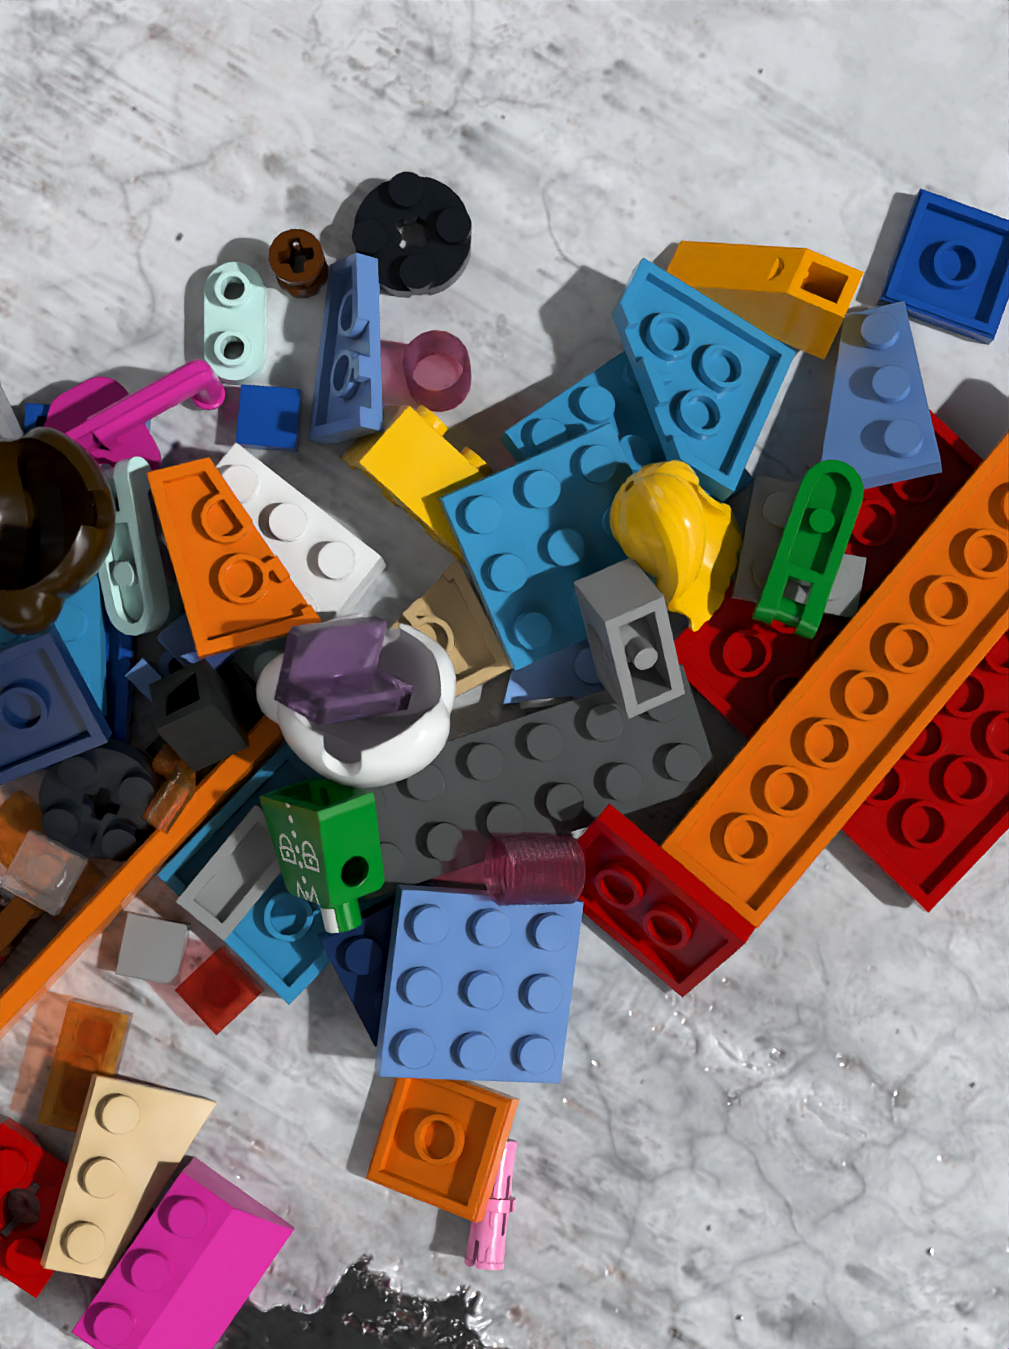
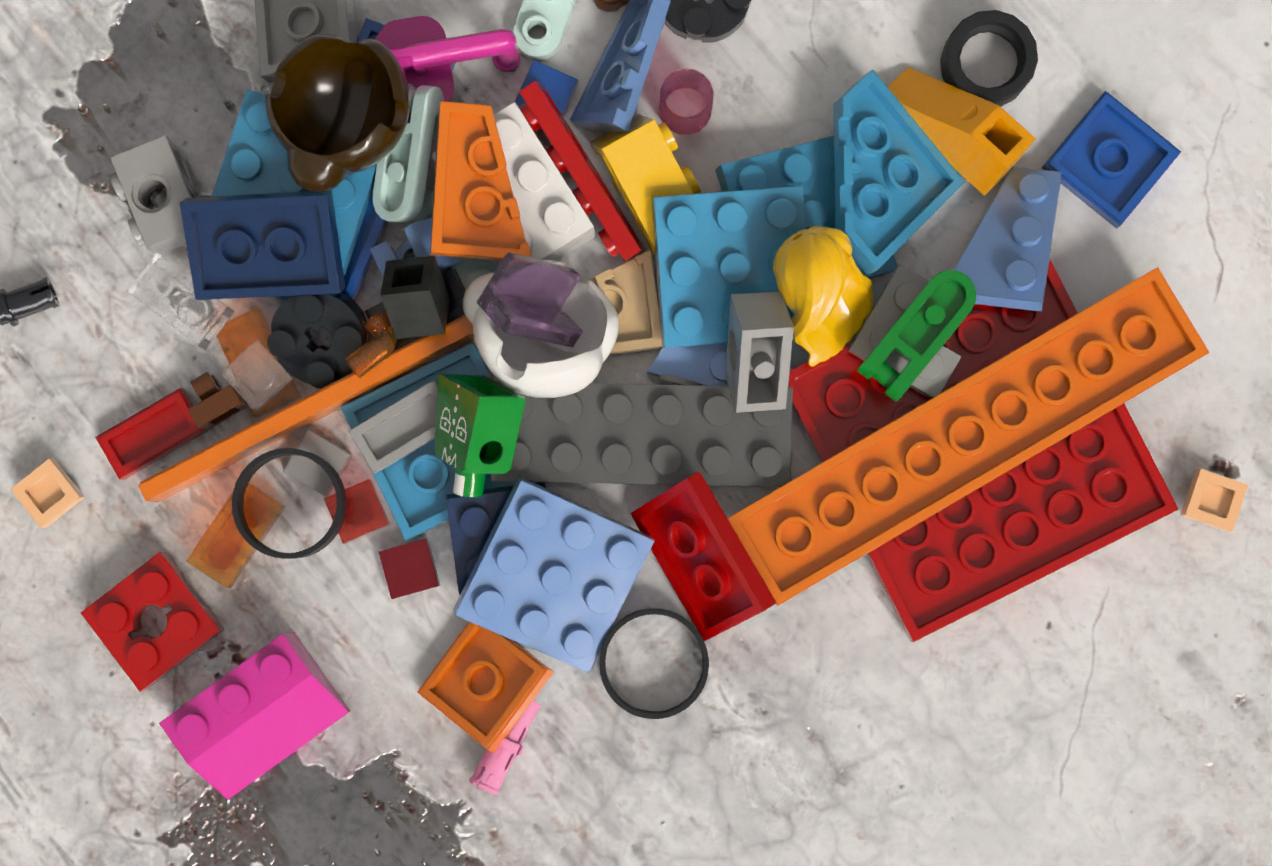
camera: 20 degrees right, 0 degrees up
(74, 1032) = (238, 503): none -> black tyre
(117, 1169) = (234, 616): tan wing -> none
(305, 1035) = (409, 568): none -> dark red tile
(322, 481) = (569, 155): none -> red plate
(534, 870) = (625, 502): clear pink piece -> none
(661, 1102) = (654, 714): none -> black tyre
(790, 157) = (1011, 30): none -> black tyre

